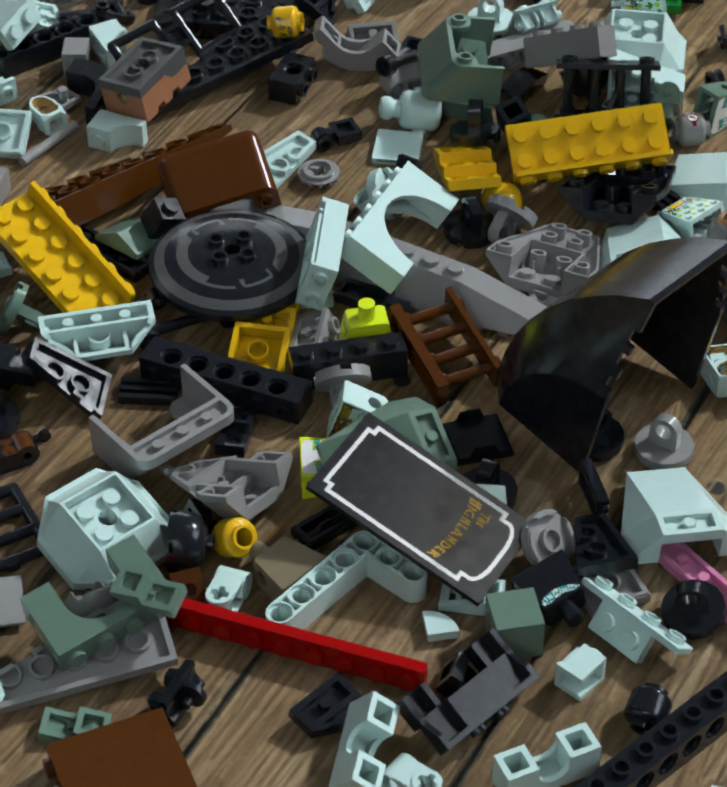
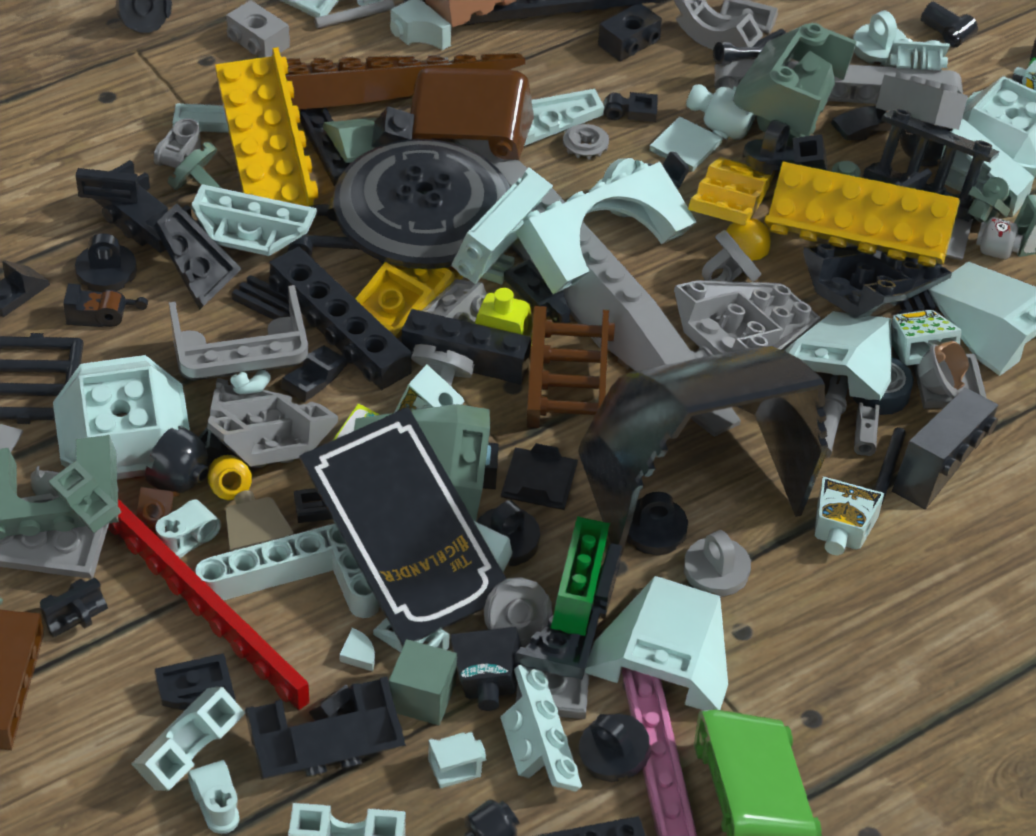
camera: 25 degrees right, 5 degrees up
(197, 456) = (256, 384): none -> light aqua arm
(468, 224) = (690, 252): black tile -> none
(580, 491) = (580, 576): none -> green brick

